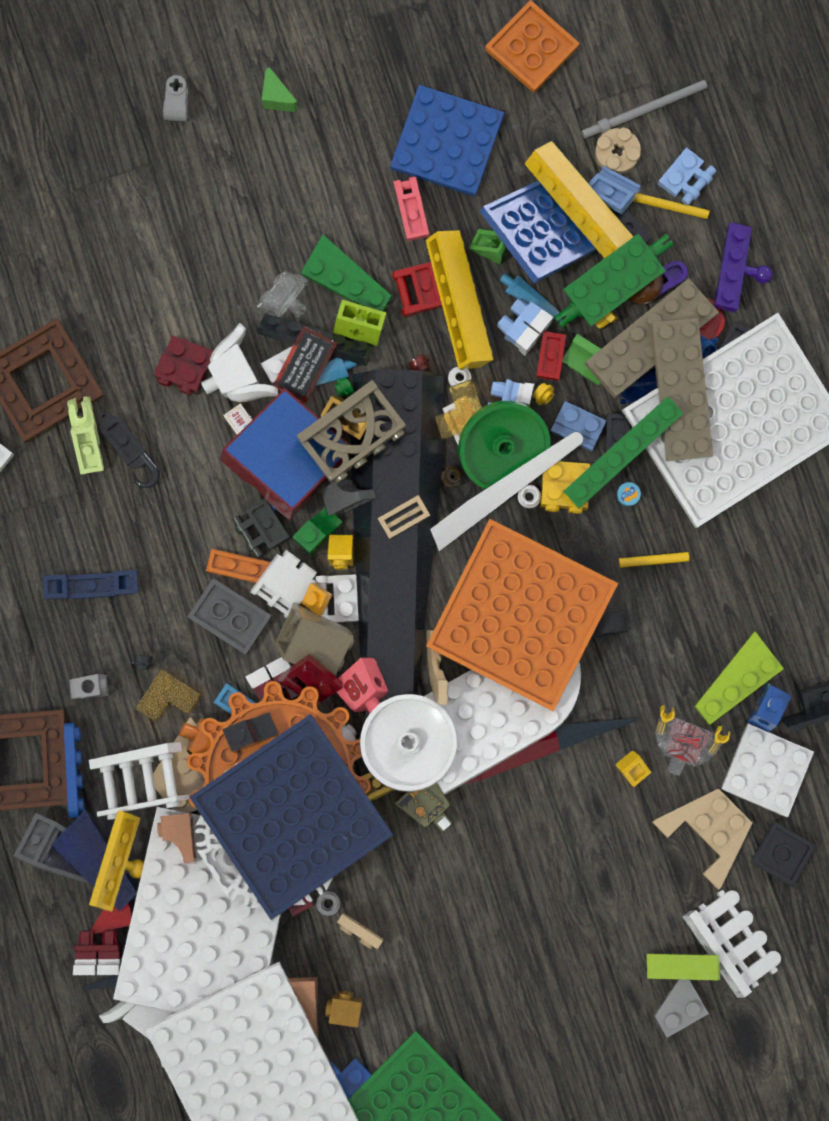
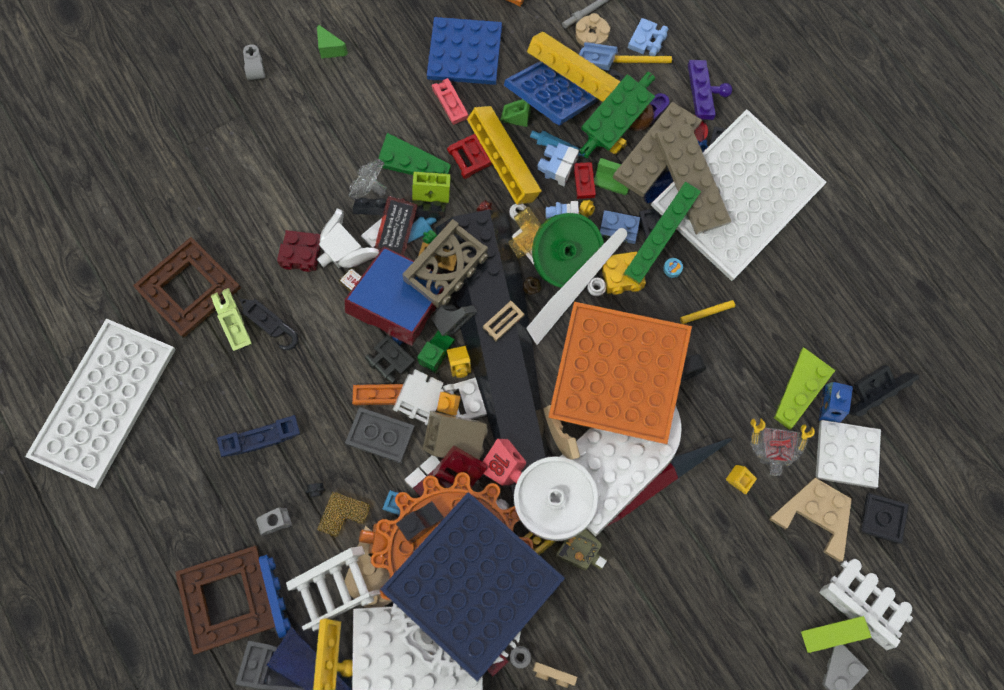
camera: 15 degrees left, 10 degrees down
(180, 831) = (377, 624): nougat arch -> none

